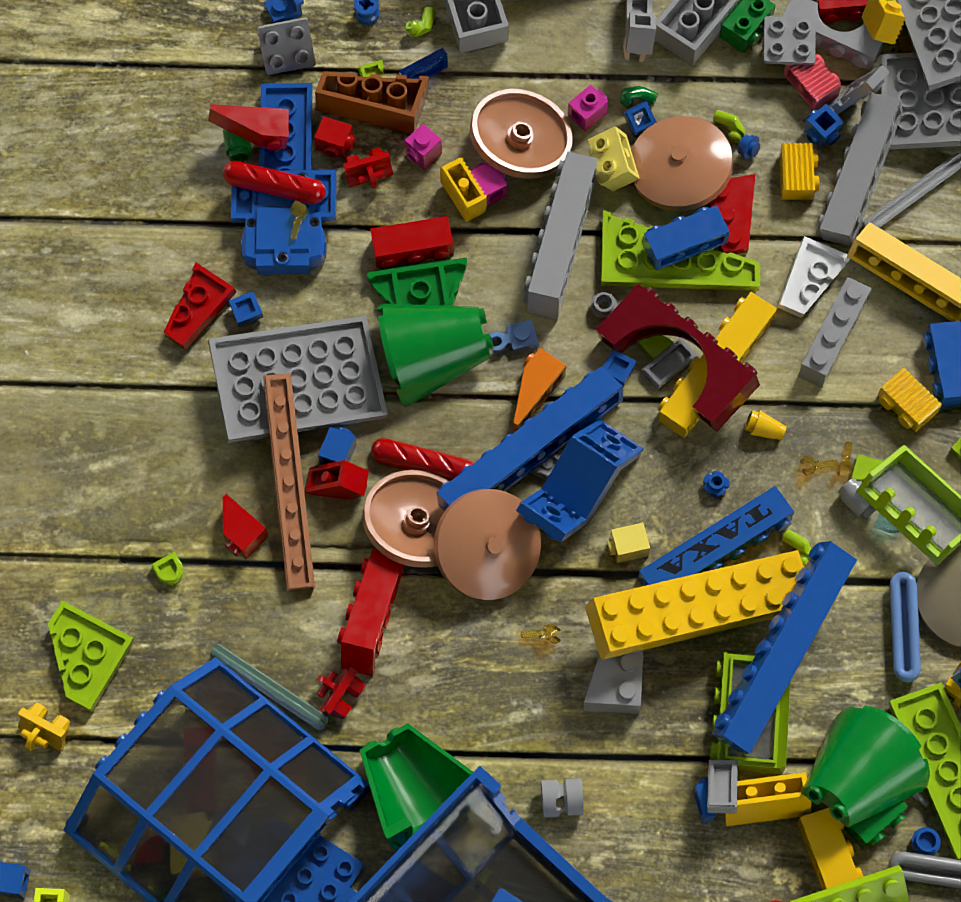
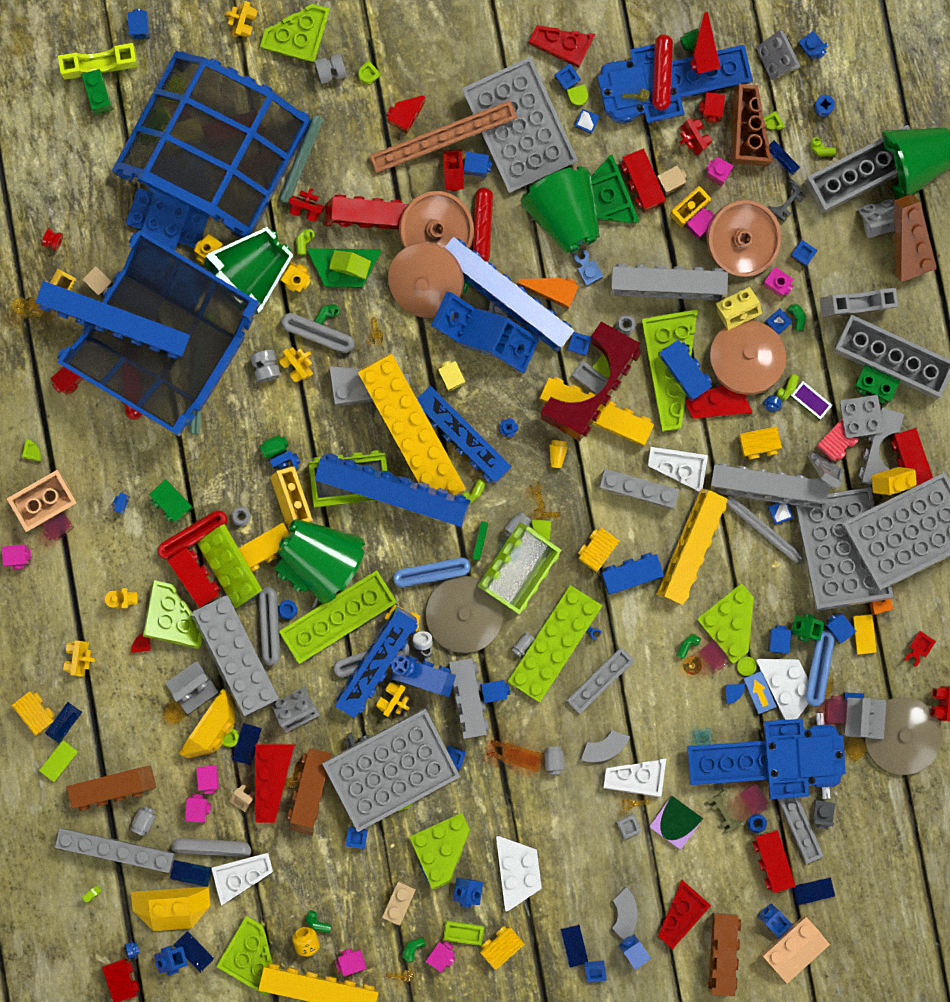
camera: 75 degrees right, 15 degrees up
(148, 614) = (330, 68): none -> light grey wheel
(274, 301) = (578, 95): none -> lime tile
(312, 298) = (587, 121): none -> tile
(372, 844) = (205, 247): none -> yellow brick
(386, 708) = (302, 240): none -> lime arm
(420, 204) = (672, 180): none -> tan brick
(438, 659) = (334, 279): none -> green wing
(439, 646) = (350, 264): none -> lime slope
(442, 725) = (293, 270): none -> yellow brick
(470, 64) = (795, 190): none -> dark grey piece
(499, 699) = (325, 312): none -> green arm
(528, 714) = (317, 333): none -> light grey piece
(555, 70) = (804, 253): none -> blue plate
(556, 758) = (300, 361): none -> yellow hips
(682, 810) = (274, 446): none -> green brick
(722, 786) = (290, 467): light grey tile -> none
(753, 101) = (811, 400): none -> dark purple tile
(780, 873) = (236, 512): none -> light grey plate
(823, 127) = (798, 446): blue brick -> none
(871, 552) = (480, 541): none -> green tile
(895, 169) = (780, 512): none -> tile

